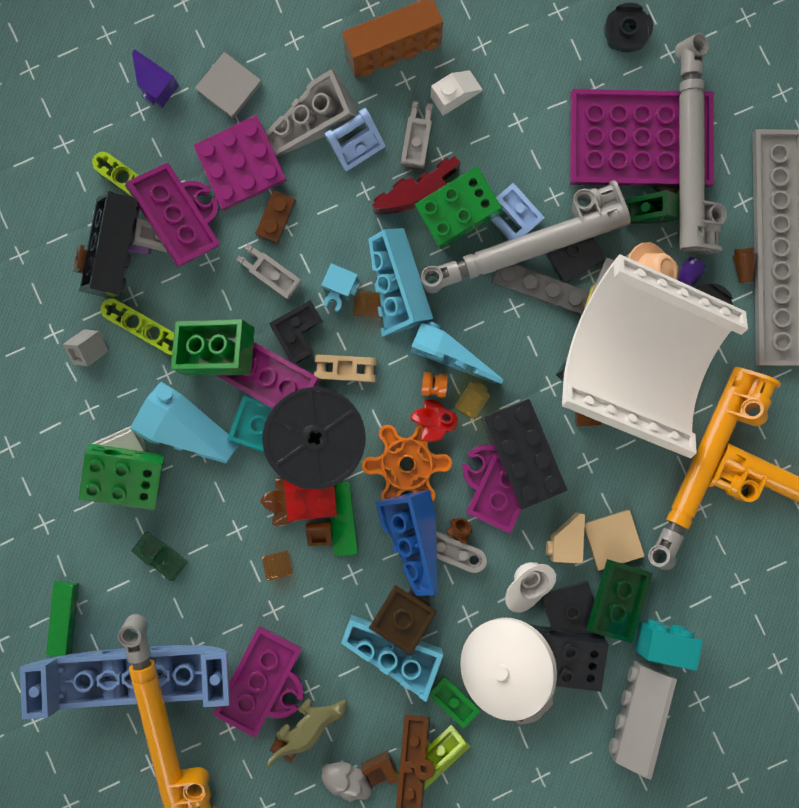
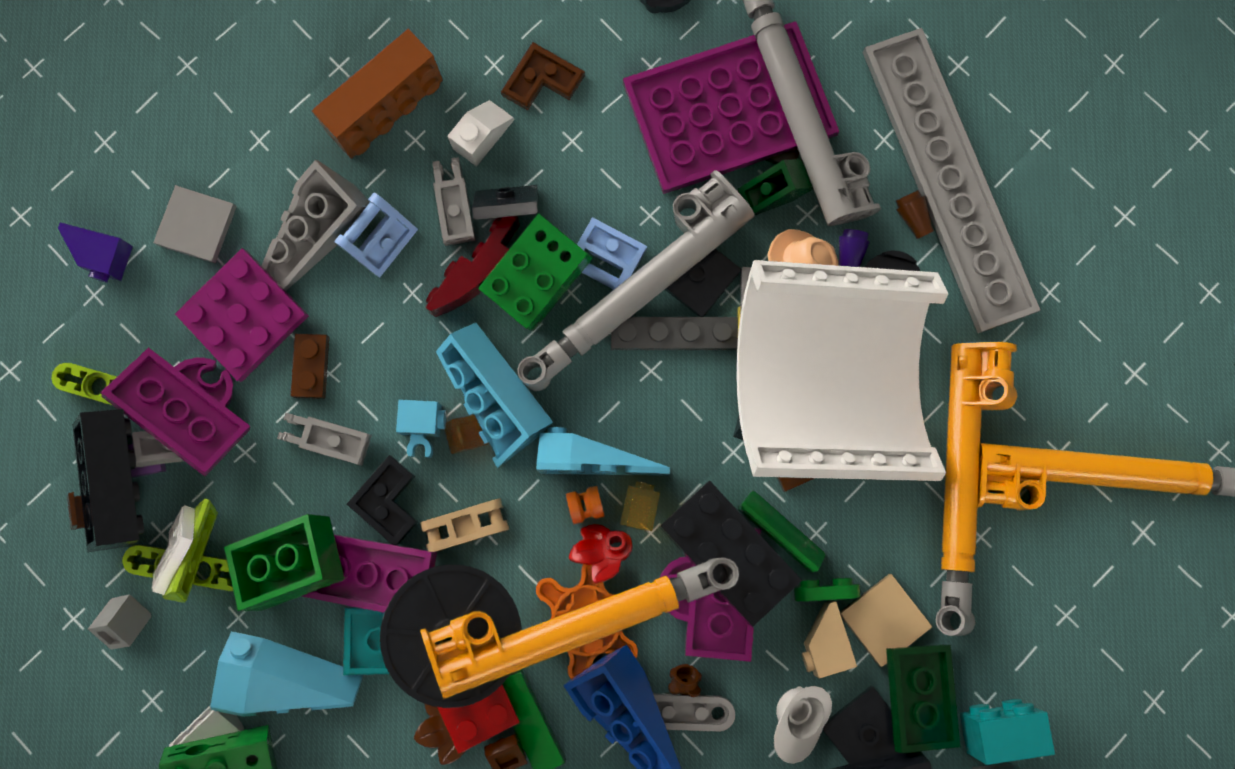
camera: 15 degrees left, 5 degrees down
(146, 306) = (178, 544): none -> white tile
(150, 316) = (183, 579): none -> lime slope
(322, 460) = (473, 661): none -> light orange piece
(455, 149) = (505, 202): none -> black plate
(516, 61) = (541, 69): none -> reddish brown tile
(564, 454) = (782, 532): none -> green slope
(591, 506) = (812, 591): none -> green plate

